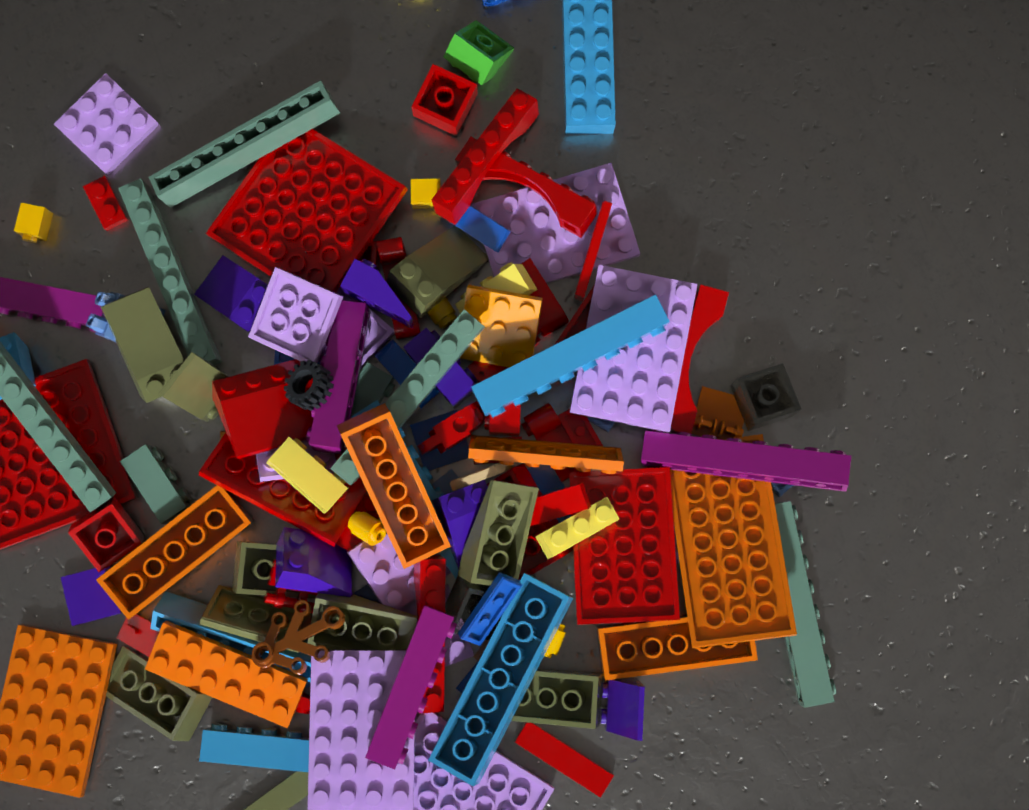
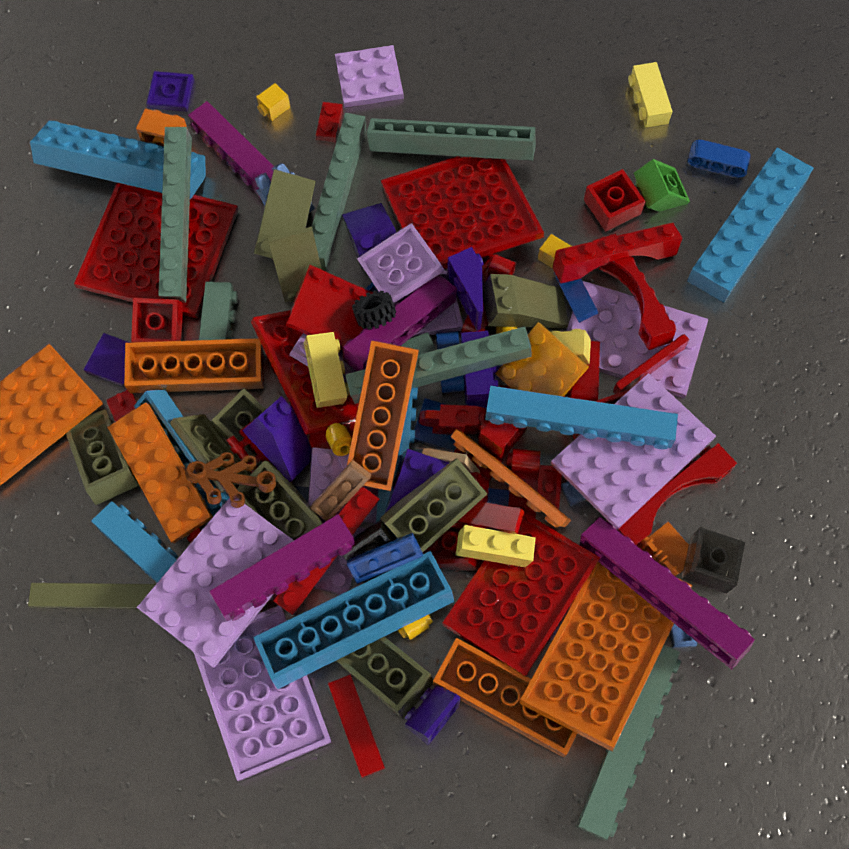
camera: 40 degrees right, 15 degrees down
(407, 578) = (340, 491): none -> medium nougat tile

